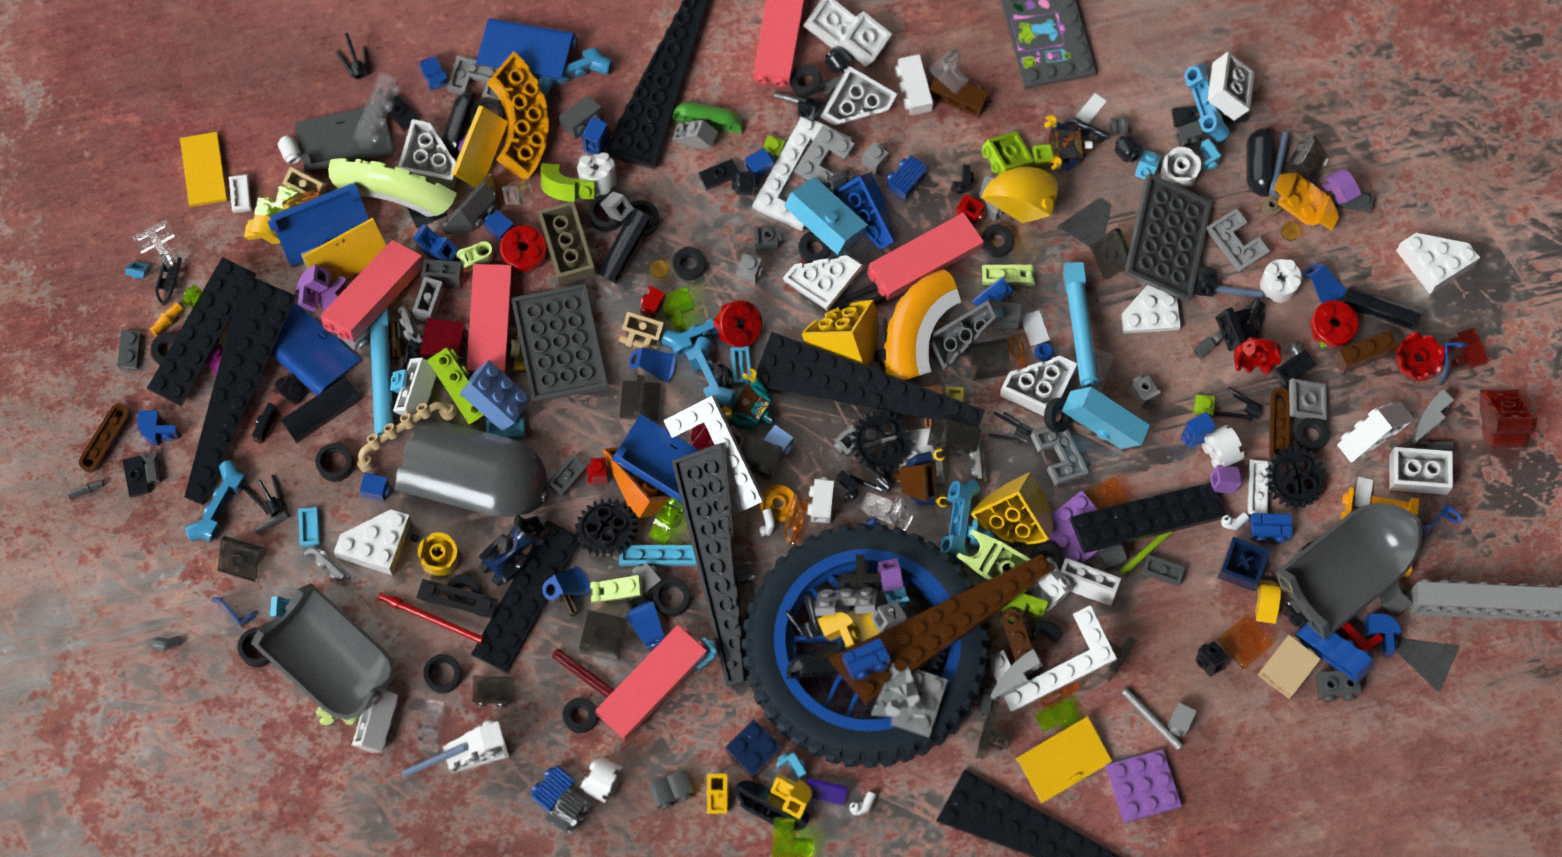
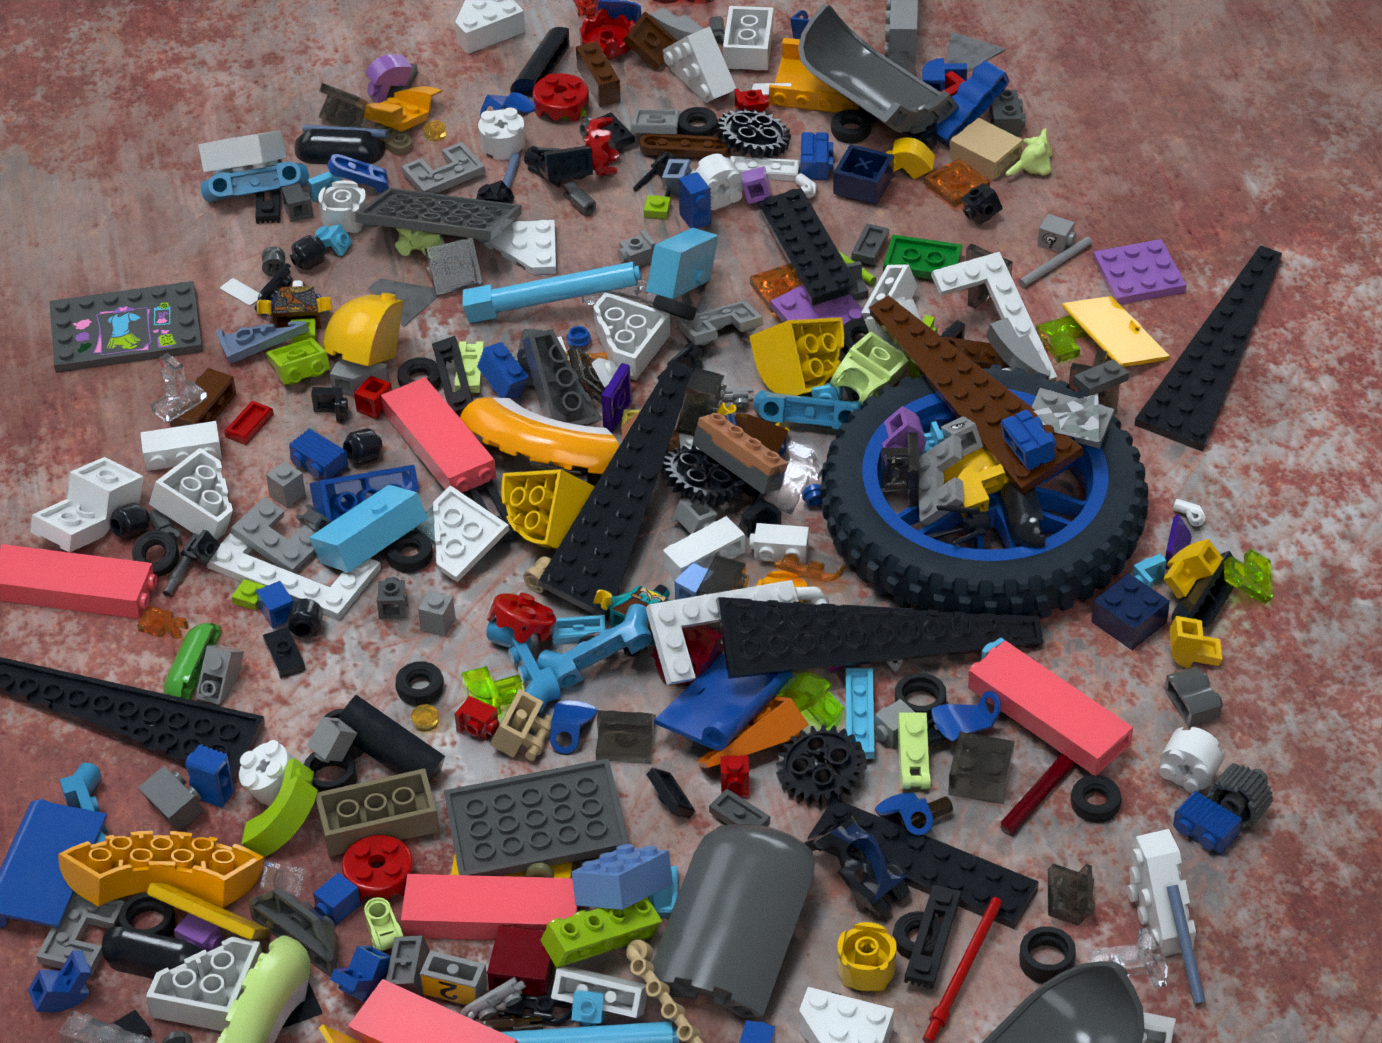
camera: 85 degrees left, 25 degrees down
(585, 429) = (670, 793): none -> black plate
(746, 92) = (158, 621): none -> clear orange plate
(787, 331) = (533, 575): none -> tan wheel
(814, 446) = (701, 547): none -> white brick
(892, 463) = (740, 453): none -> piece
(917, 206) = (362, 446): none -> black head
(945, 128) = (248, 422): none -> red tile
(964, 378) = (616, 397): none -> dark purple plate
(973, 732) = (1101, 377): none -> dark grey plate
(995, 374) = (605, 370): none -> white bracket
(1016, 257) = (446, 351): none -> black container
(1027, 118) = (257, 339): none -> sand blue wing
(1147, 611) = (922, 255): none -> green plate
(1221, 175) = (358, 172): none -> blue plate
(1232, 422) = (680, 168): none -> sand blue brick
(1279, 707) = (1035, 156): none -> yellowish green animal
(1333, 480) = (751, 100): none -> red brick
(1411, 390) = (649, 40): none -> reddish brown plate

